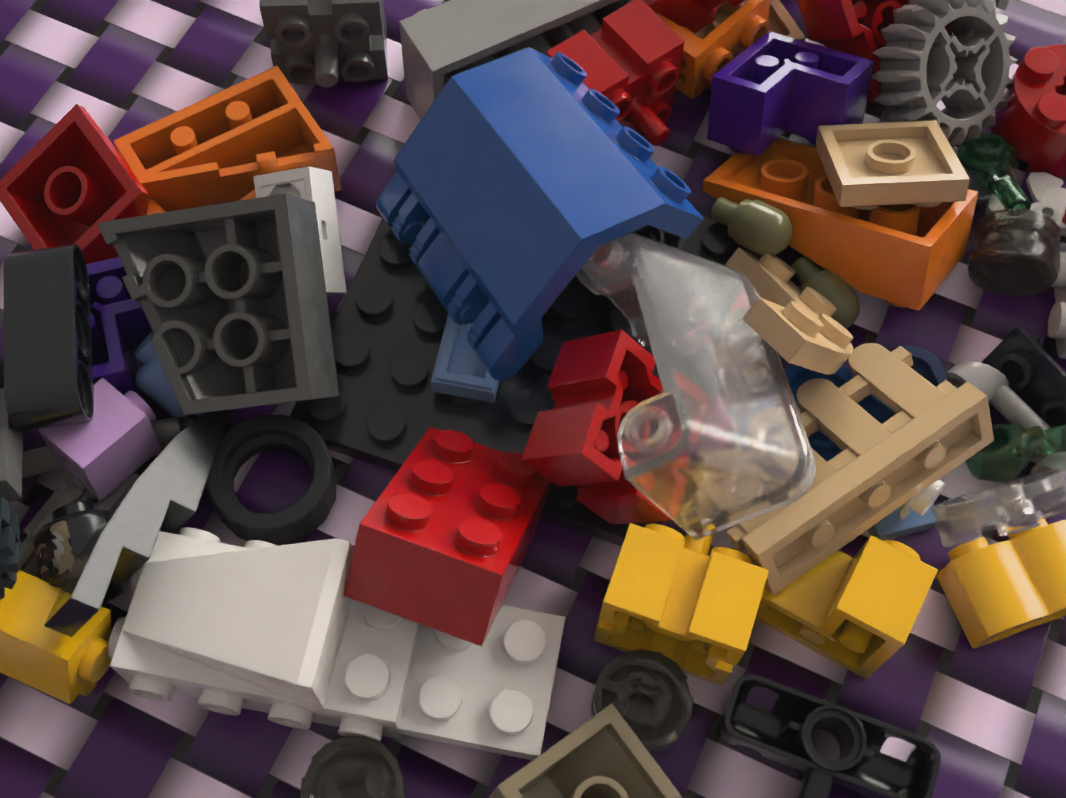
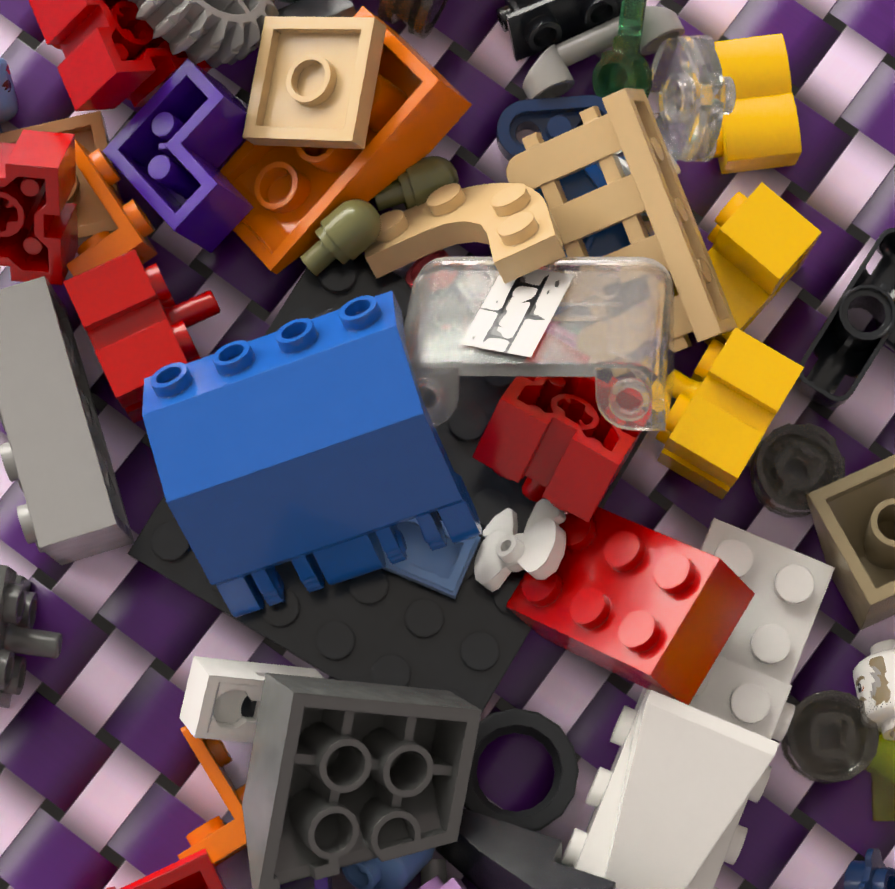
camera: 75 degrees left, 15 degrees up
(221, 142) = (126, 762): orange wedge -> none
(488, 423) = (535, 550): none -> white piece
(716, 330) = (518, 312): none -> white sticker

